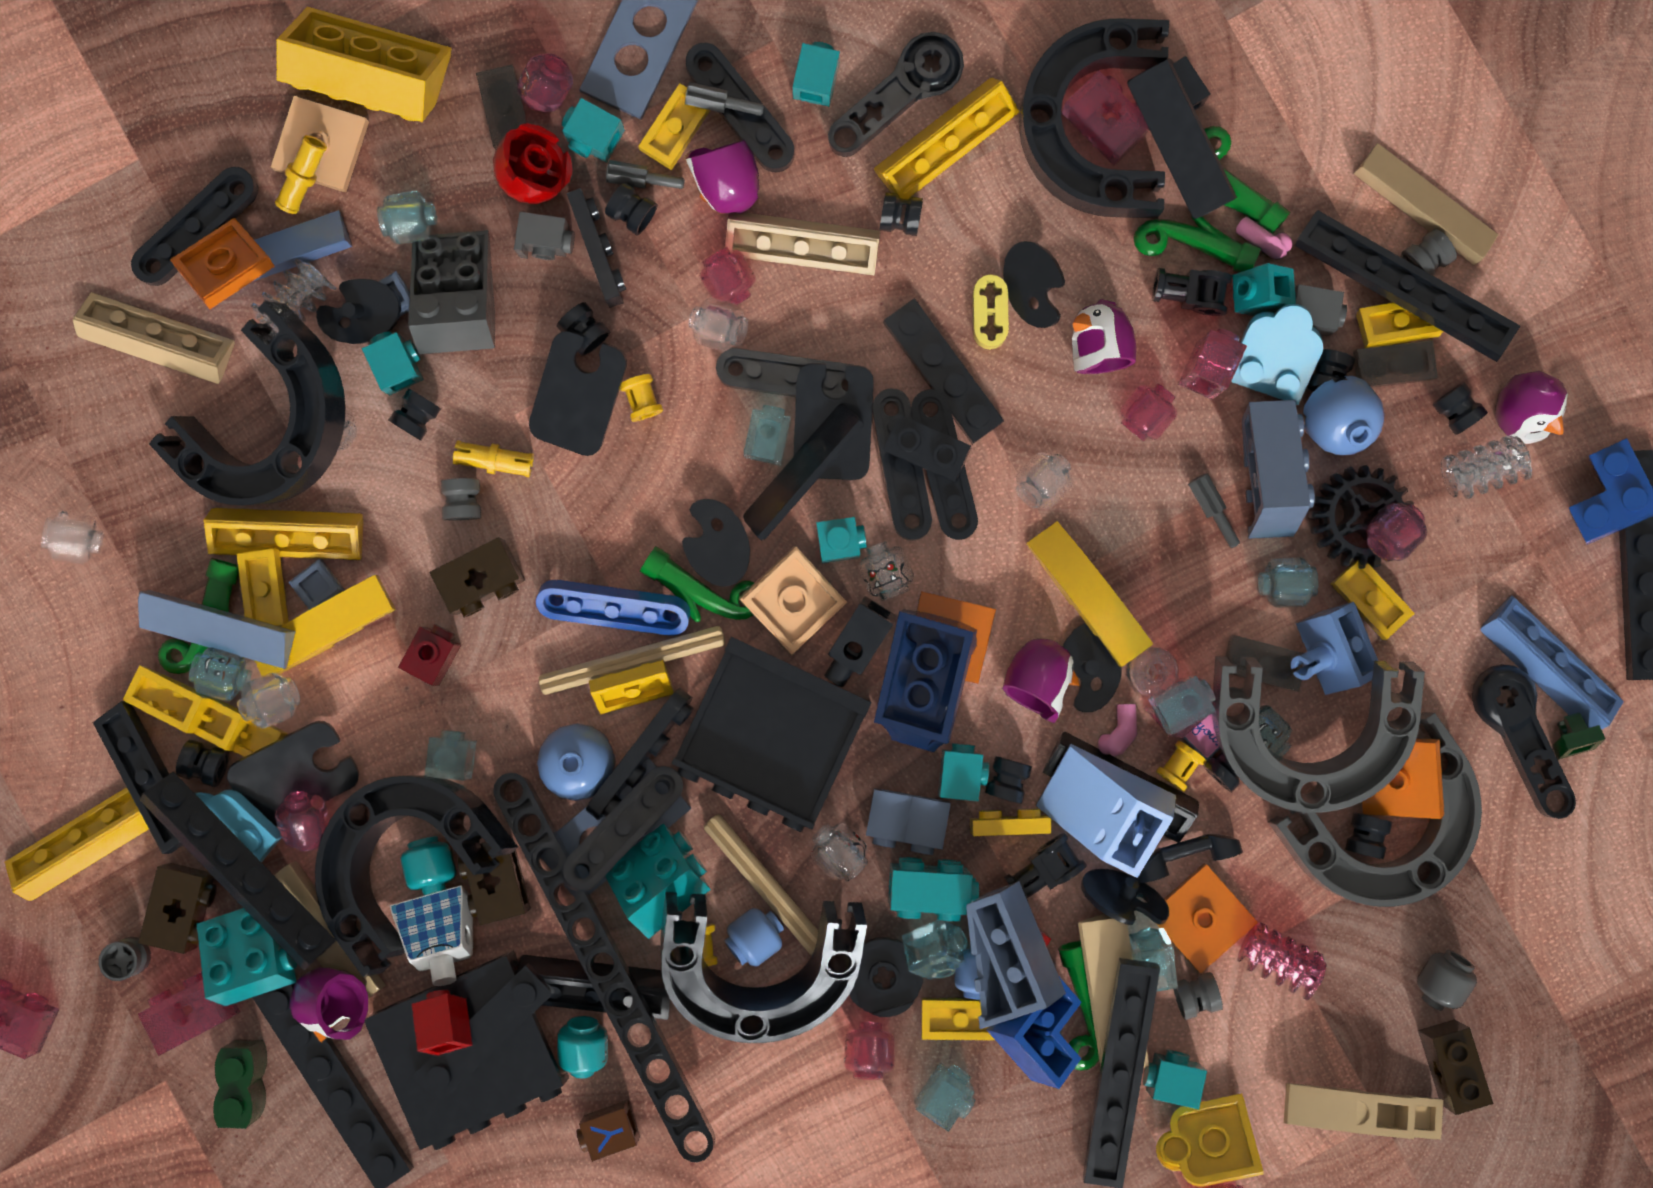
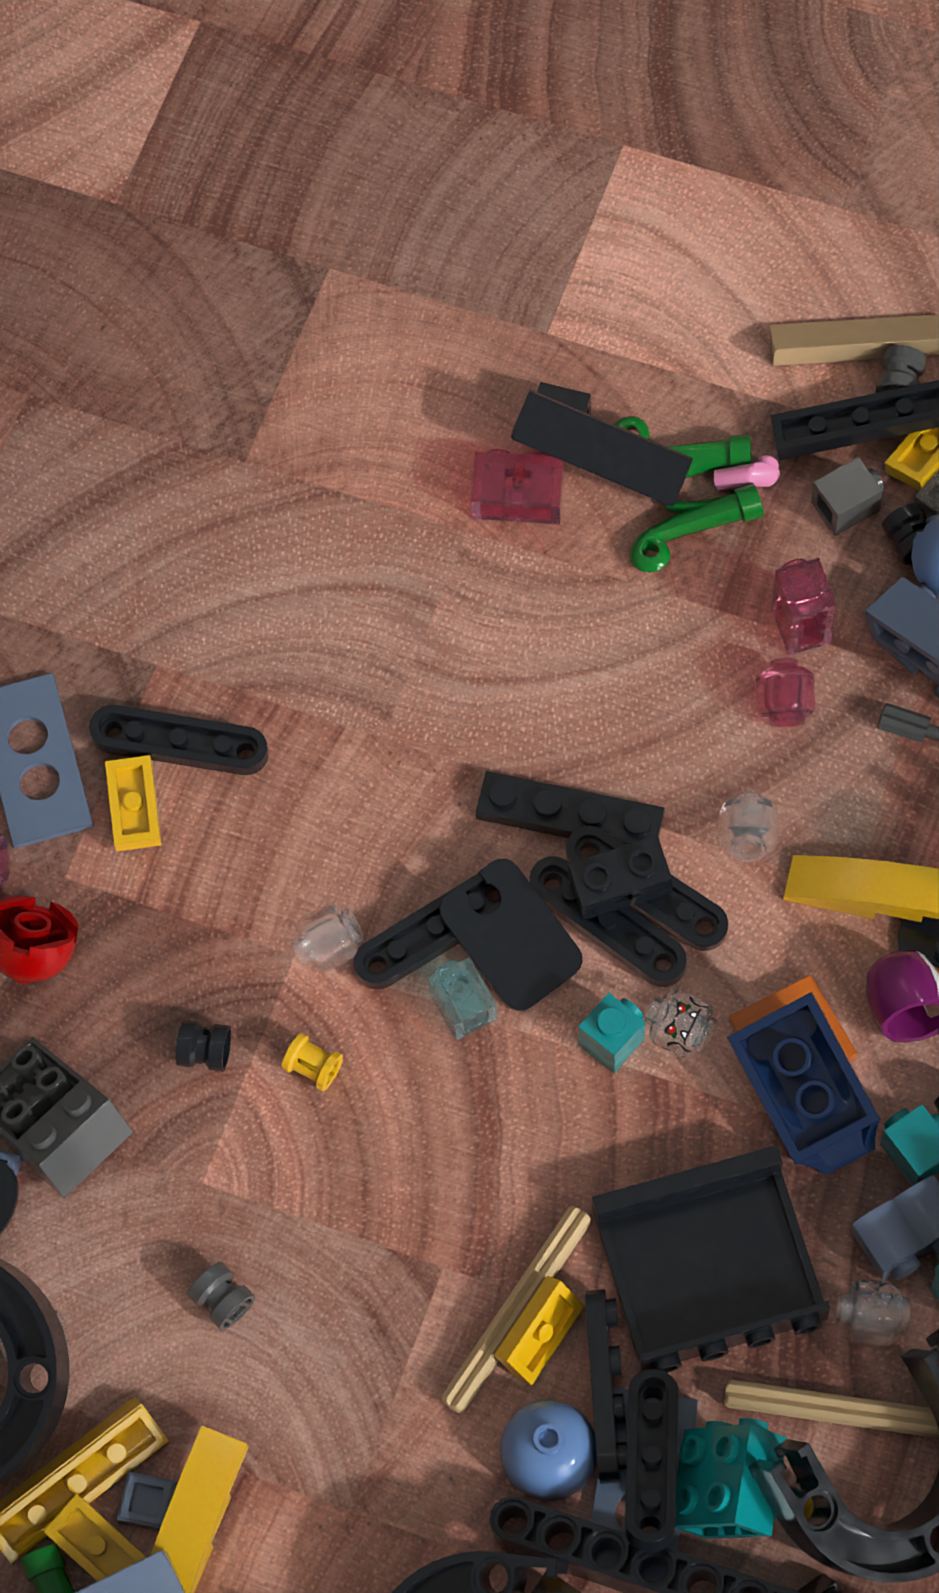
camera: 35 degrees left, 20 degrees down
(393, 362) = (46, 1224): teal brick -> none
(414, 414) = (108, 1255): black wheel -> none
(430, 654) = (318, 1466): dark red brick -> none
(450, 756) = (421, 1539): clear light blue brick -> none
(455, 578) = (299, 1326): dark brown brick -> none
(493, 458) = (219, 1234): yellow pin -> none
(543, 236) = (93, 994): dark grey brick -> none
(575, 404) = (251, 1119): black piece -> none
(592, 130) = (58, 867): teal brick -> none
(597, 247) = (153, 964): black plate -> none
(613, 607) = (455, 1272): blue plate -> none
(632, 209) = (155, 904): black wheel -> none
(639, 176) = (136, 873): dark grey axle -> none
(687, 587) = (518, 1195): green plant -> none
(718, 99) = (155, 745): dark grey axle -> none
(718, 555) = (512, 1140): black piece -> none
(726, 176) = (221, 804): magenta piece -> none
(728, 276) = (297, 888): clear pink head -> none
(754, 937) = (868, 1462): medium blue head -> none
(792, 600) = (618, 1123): light nougat plate -> none
(803, 242) = (339, 810): tan slope -> none
(803, 471) = (523, 998): black slope -> none
(816, 73) = (224, 656): teal brick -> none
(866, 627) = (713, 1081): black torso -> none
(892, 214) = (408, 710): black wheel -> none
(903, 88) = (313, 609): black beam -> none
(947, 139) = (391, 620): yellow slope -> none
(999, 311) = (558, 735): light yellow beam -> none
(1032, 273) = (570, 664): black piece -> none
(1046, 144) = (488, 551): black piece -> none
(1102, 339) = (688, 665): piece -> none
(1197, 290) = (730, 562): black connector -> none
(1263, 289) = (788, 512): teal brick -> none
(1280, 353) = (853, 549): medium azure plate -> none

